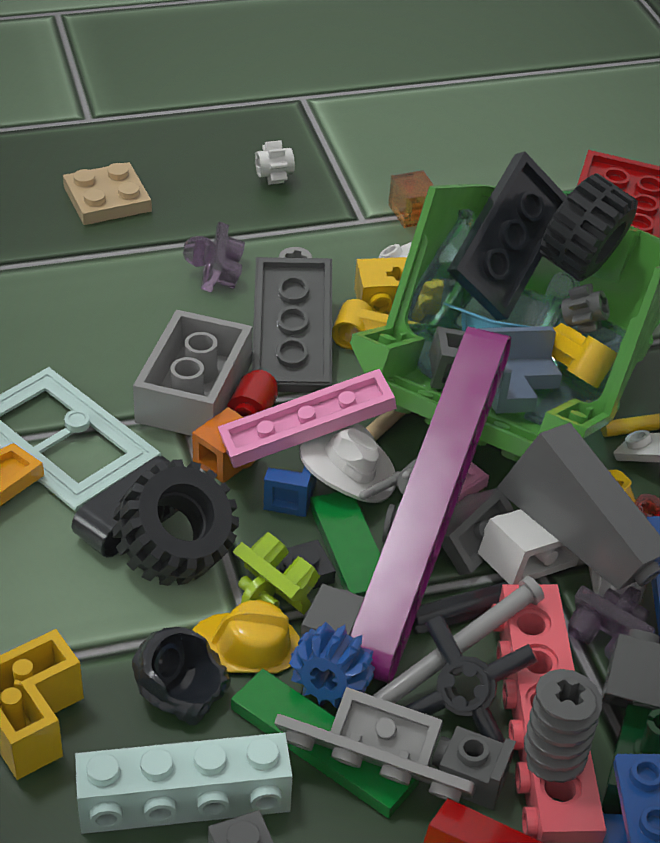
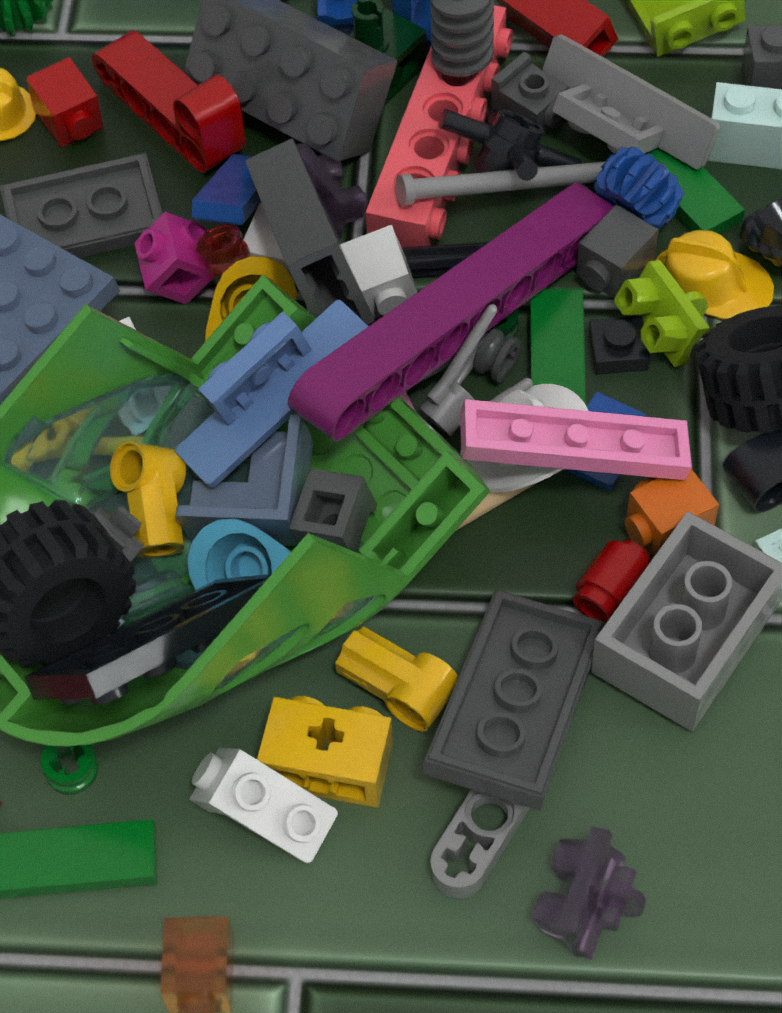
camera: 155 degrees left, 15 degrees up
(538, 393) = (255, 387): none -> medium blue bracket

